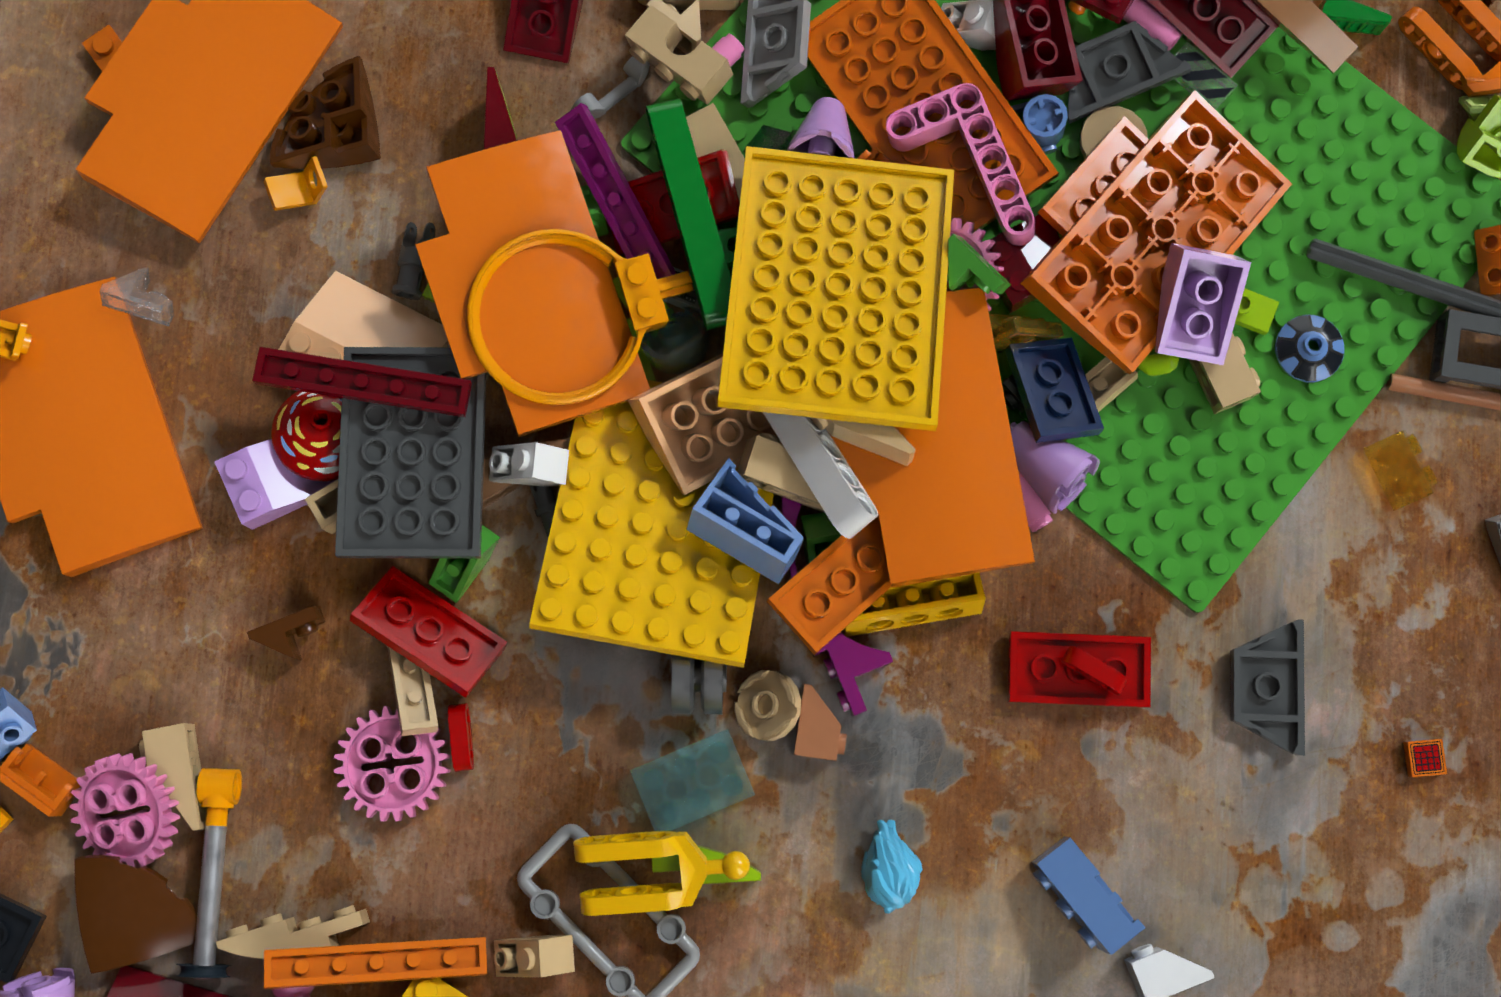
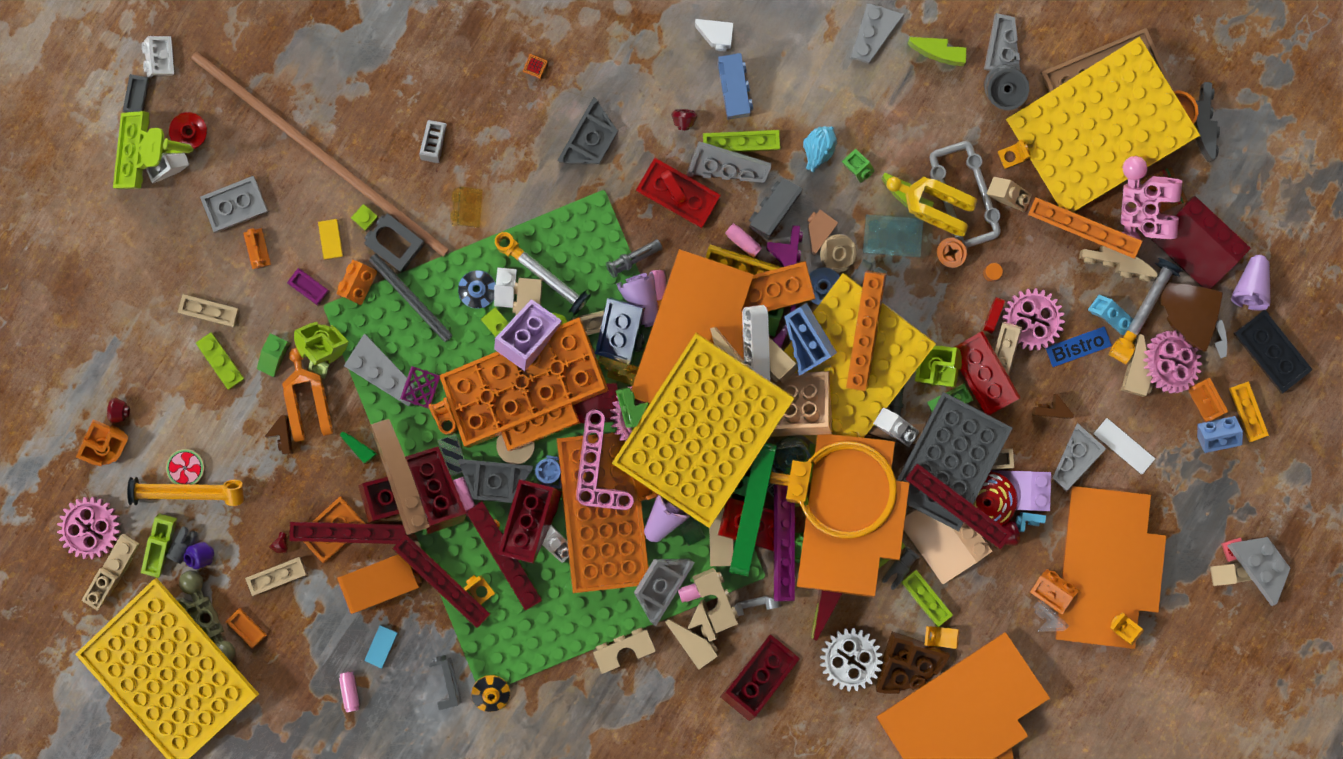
camera: 150 degrees left, 5 degrees up
(55, 885) = (1221, 345): none -> light grey slope
(146, 635) = (1124, 446): none -> white sticker
(149, 345) = (1054, 591): none -> orange bracket
(212, 575) = (1077, 458): none -> light grey wing
(239, 437) = (1033, 519): none -> medium azure bracket
(264, 399) = (1014, 539): none -> dark red cone
(266, 841) = (1112, 313): none -> medium azure bracket
(296, 760) = (1078, 346): none -> blue sticker
(349, 234) = (926, 598): none -> lime plate
(428, 56) = (840, 674): none -> white gear
(497, 807) = (992, 272): none -> orange piece
(504, 603) = (940, 367): none -> lime brick
(579, 791) = (950, 260): none -> orange gear
(656, 586) = (866, 330): none -> orange brick
(782, 645) = (819, 276): none -> medium blue dish
(809, 871) = (858, 165): none -> bright green bracket
(910, 724) = (775, 208): none -> dark grey slope
(932, 647) = (743, 240): none -> bright pink piece
(1023, 809) = (744, 140): none -> lime plate
(1044, 753) = (719, 162): none -> light grey wing
(1069, 560) = (626, 263): none -> dark grey pin
(1138, 797) = (684, 118): none -> dark red cone
(1252, 122) = (443, 415): none -> orange piece
(1270, 364) = (504, 287): none -> white slope
(1293, 436) = (513, 250): none -> piece
(1335, 142) = (408, 384): none -> magenta window
(1396, 146) = (378, 369): none -> light grey wing

